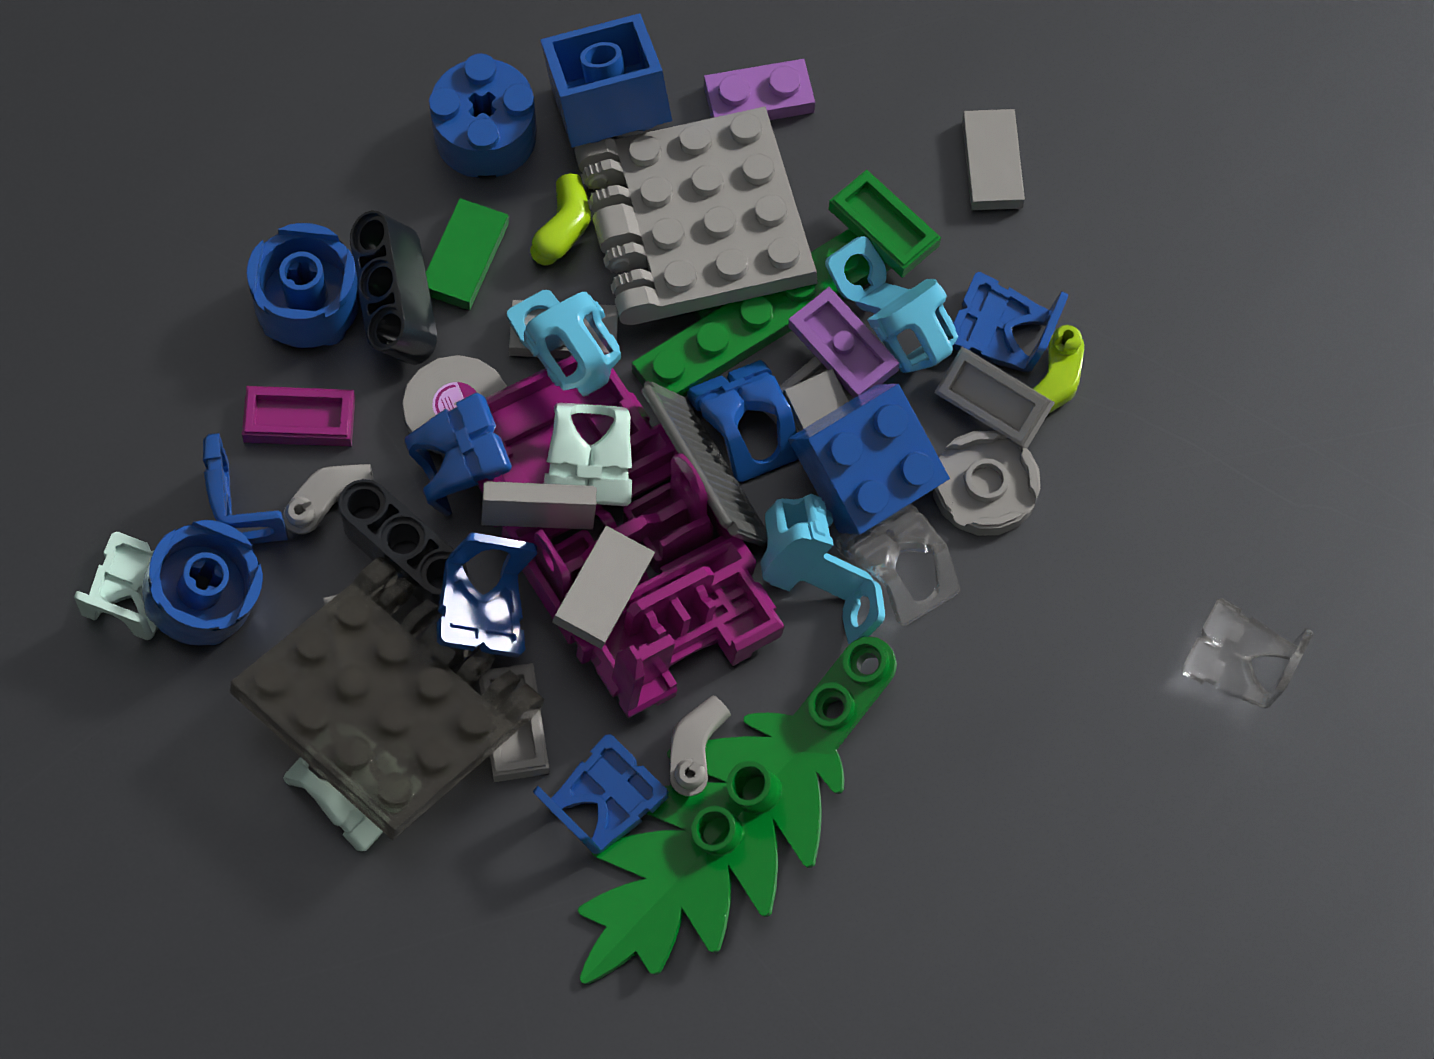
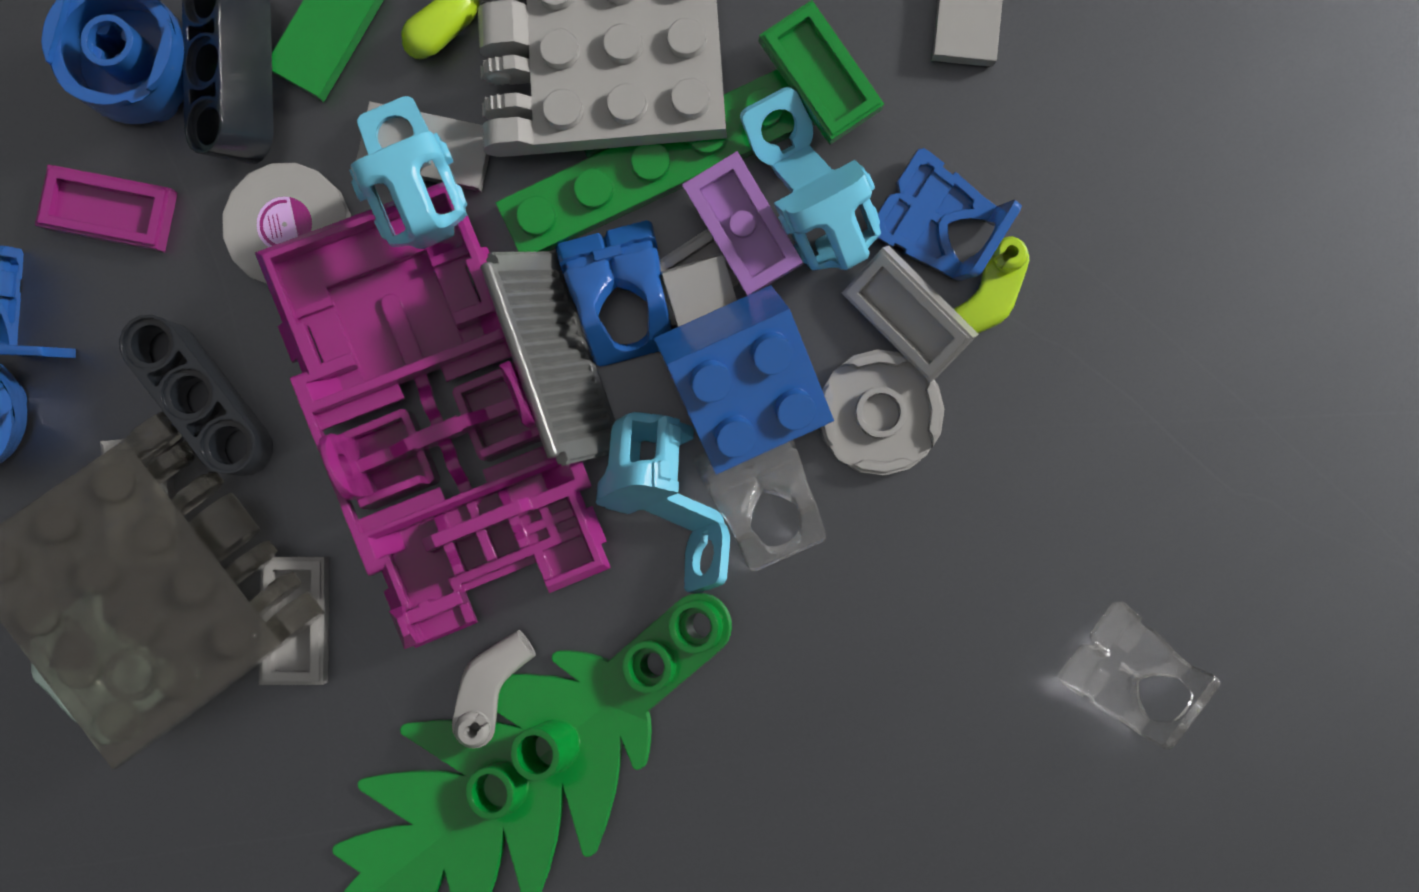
camera: 15 degrees right, 20 degrees up
(320, 494) = (113, 308): light grey arm -> none
(468, 446) = (270, 295): blue piece -> none
(485, 619) = (258, 514): blue piece -> none
(538, 505) = (334, 394): light grey tile -> none
(598, 465) = (408, 355): light aqua piece -> none
(603, 587) = (399, 505): light grey tile -> none
(614, 784) = (396, 726): blue piece -> none

